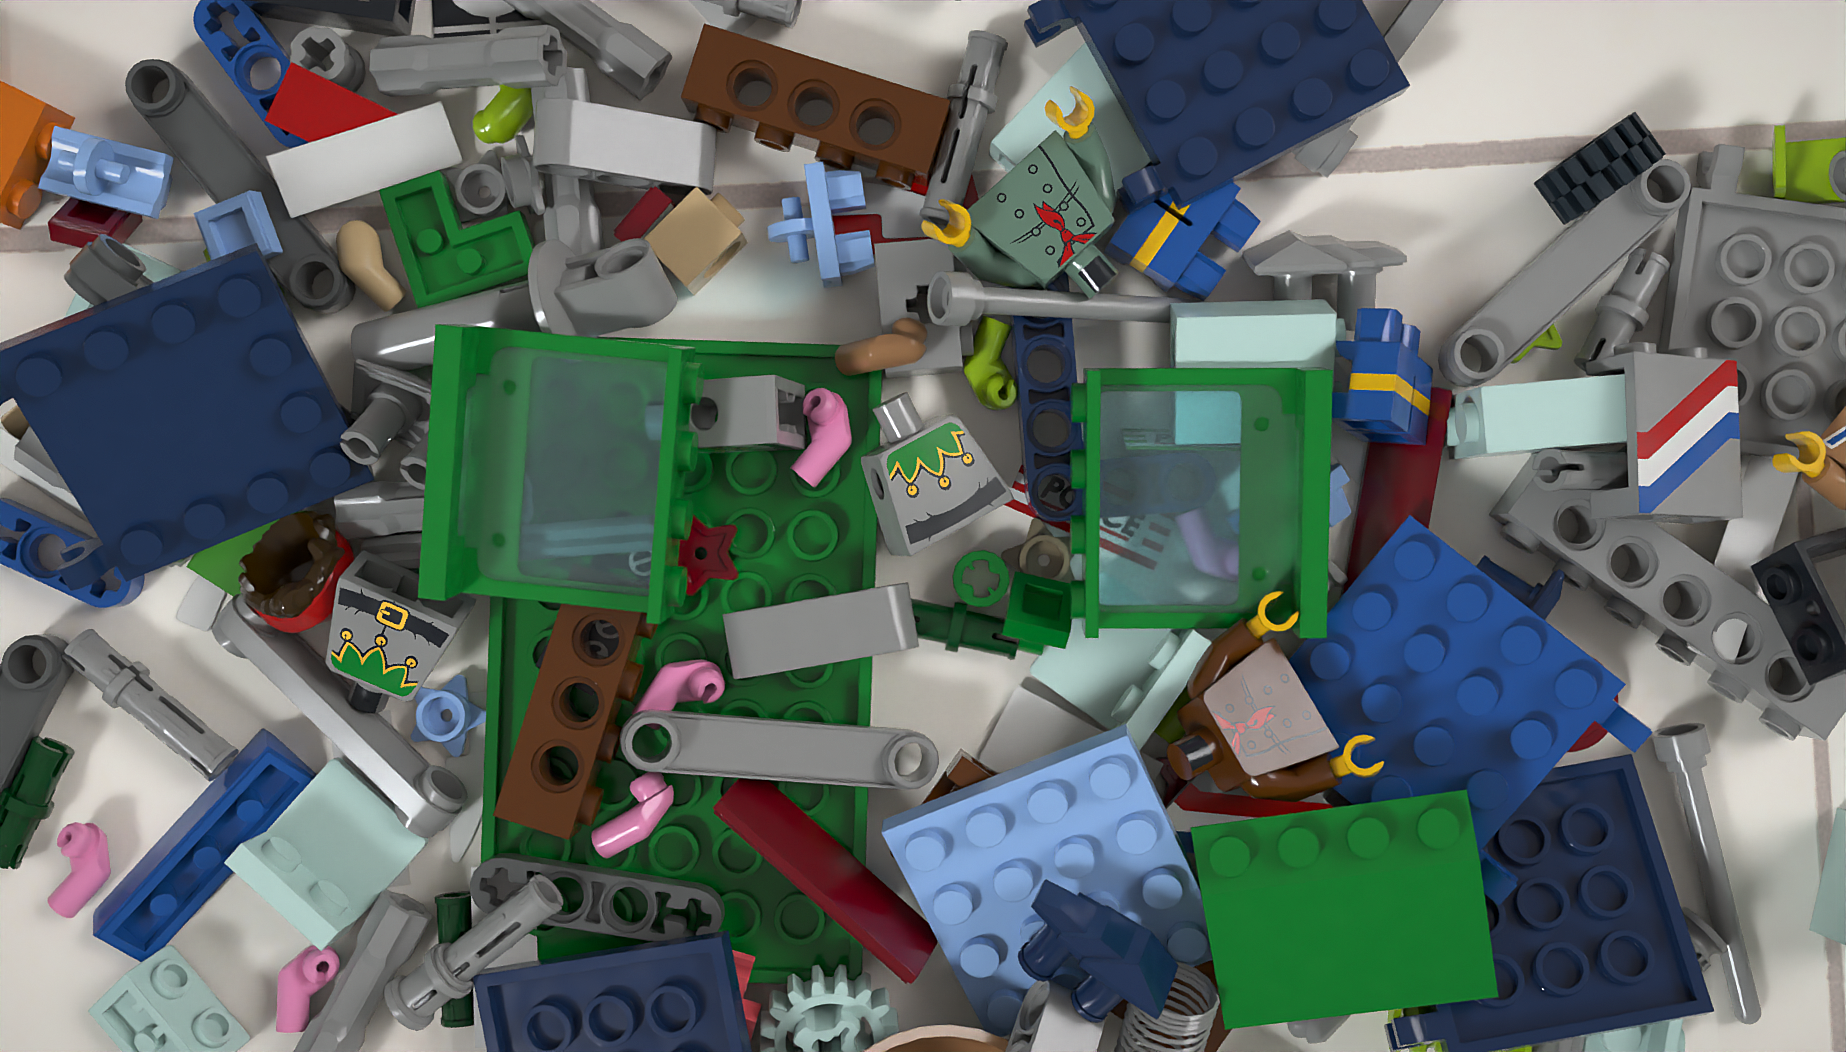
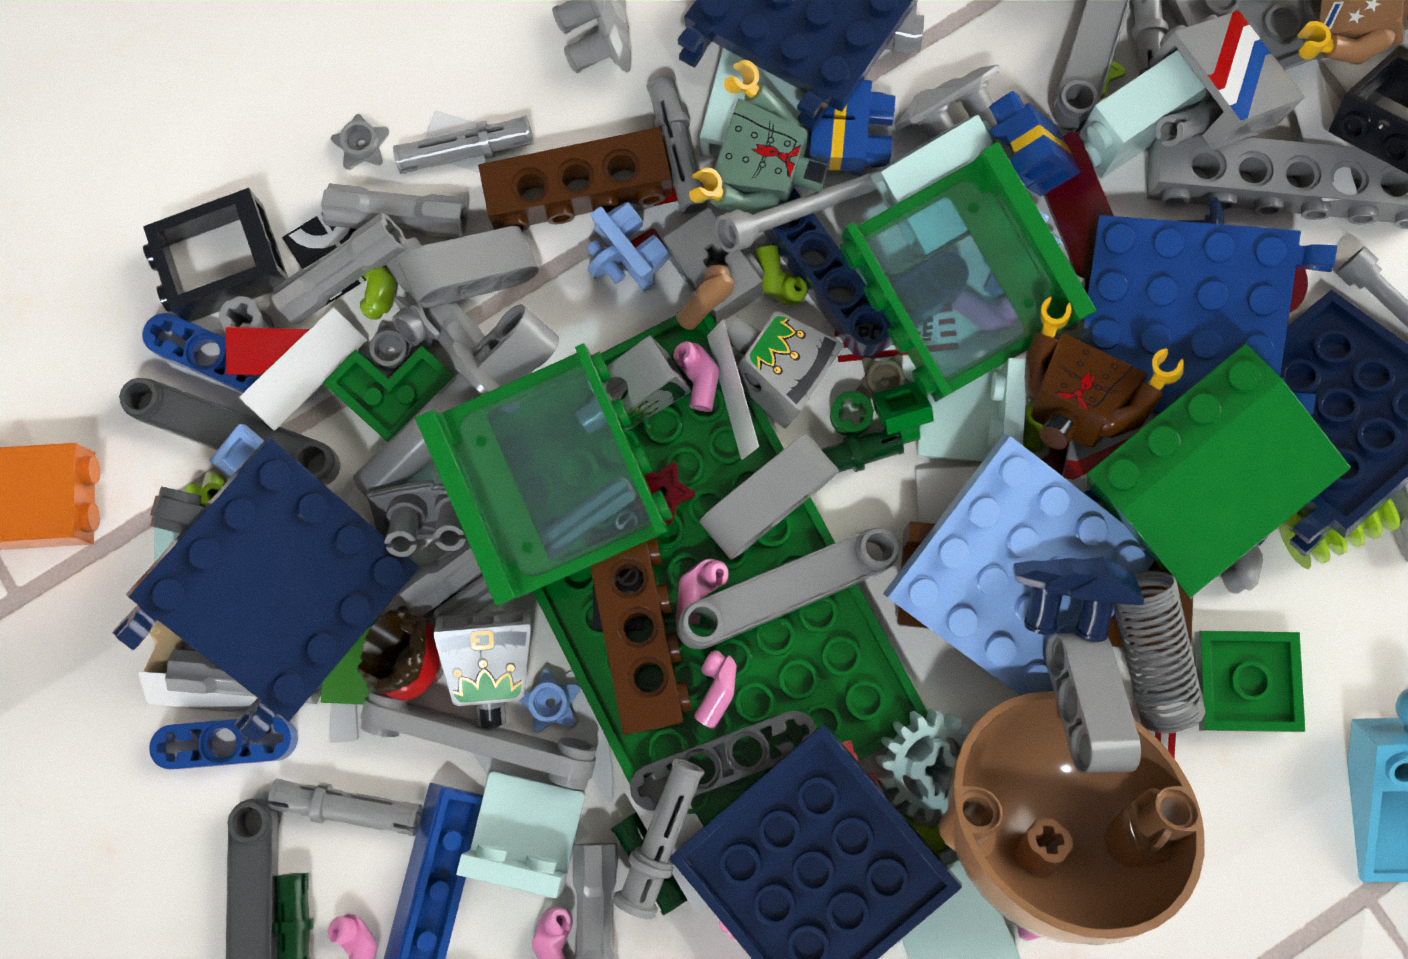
camera: 25 degrees left, 10 degrees down
(84, 221) = (136, 505): dark red tile -> none
(108, 173) = (136, 468): light blue hips -> none
(176, 248) = (211, 484): none -> lime arm
(362, 262) = (335, 434): tan arm -> none
(644, 215) = (508, 296): dark red tile -> none
(698, 238) = (550, 296): tan brick -> none
(828, 875) = (868, 654): dark red slope -> none
(850, 480) = (733, 390): none -> white sticker

